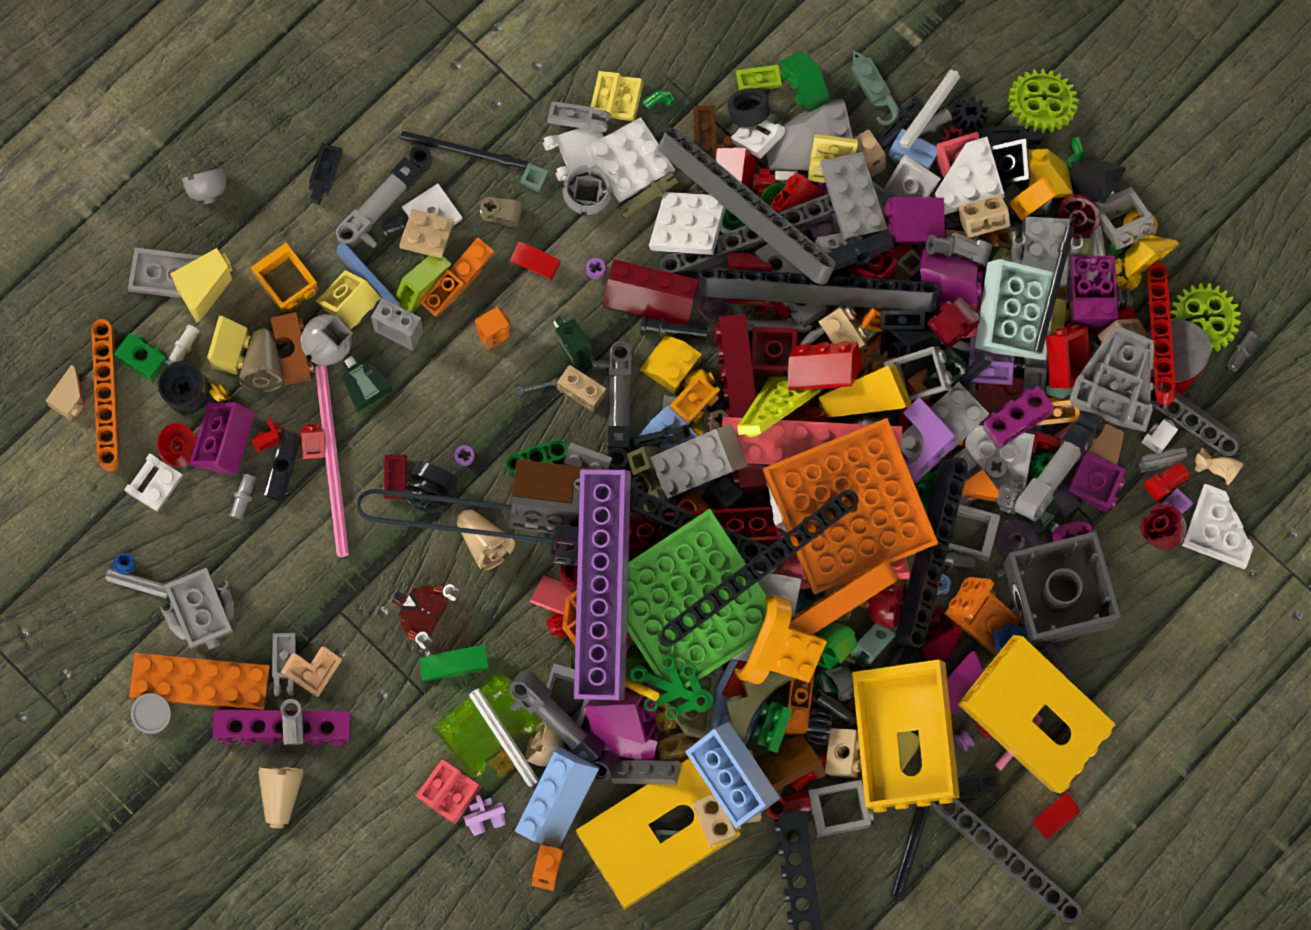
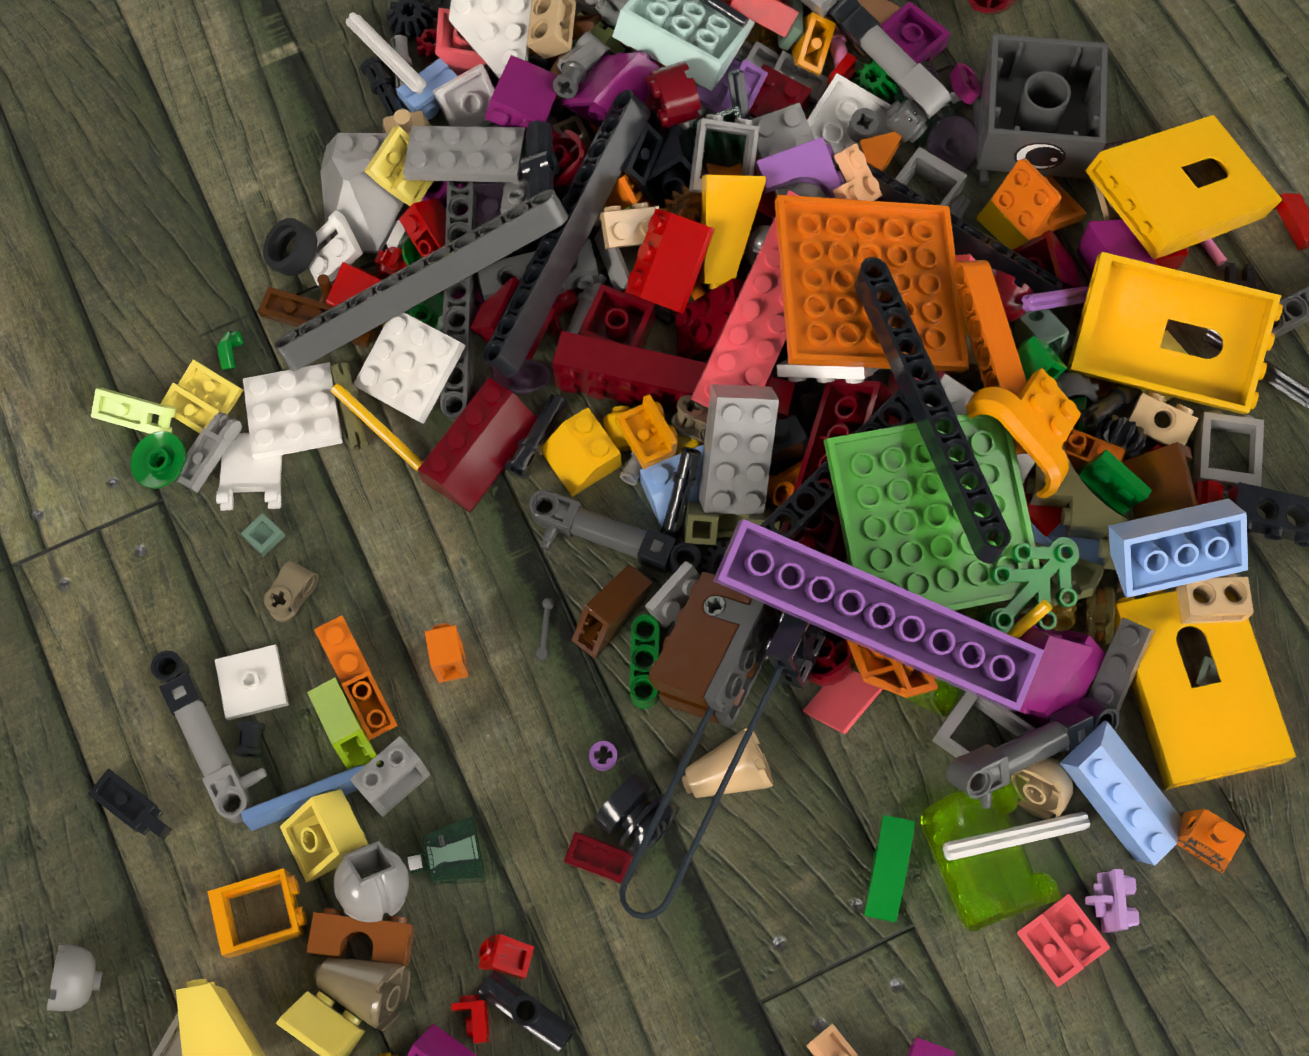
camera: 65 degrees left, 5 degrees down
(332, 461) = (544, 938): bright pink axle -> none
(423, 610) = (803, 885): clear red torso -> none
(426, 233) = (279, 694): tan plate -> none
(501, 757) = (1054, 853): clear yellow plate -> none
(505, 159) = (221, 564): black bar -> none
(535, 261) = (375, 571): red slope -> none
(555, 625) = (882, 712): red gear -> none
(557, 81) = (150, 454): none -> green dish
(564, 423) = (610, 610): none -> reddish brown slope
(573, 342) = (506, 559): clear green torso -> none
(581, 388) = (572, 572): tan brick -> none
(587, 177) = (297, 460): light grey piece -> none
(588, 56) = (131, 411): none -> yellowish green plate
(598, 274) = (417, 492): medium lavender bush -> none
(637, 220) = (378, 427): none -> yellow bar
(759, 78) = (257, 223): lime plate -> none
(772, 405) = (699, 333): neon yellow wing -> none
(806, 79) = (285, 168): green brick -> none
(874, 86) = (326, 108): sand green plate -> none
(896, 640) = (1054, 298): none -> medium lavender axle
(938, 477) = (859, 179): none -> light nougat plate
(1003, 634) = (1076, 187): blue panel -> none
(1017, 427) = (811, 66): magenta brick -> none

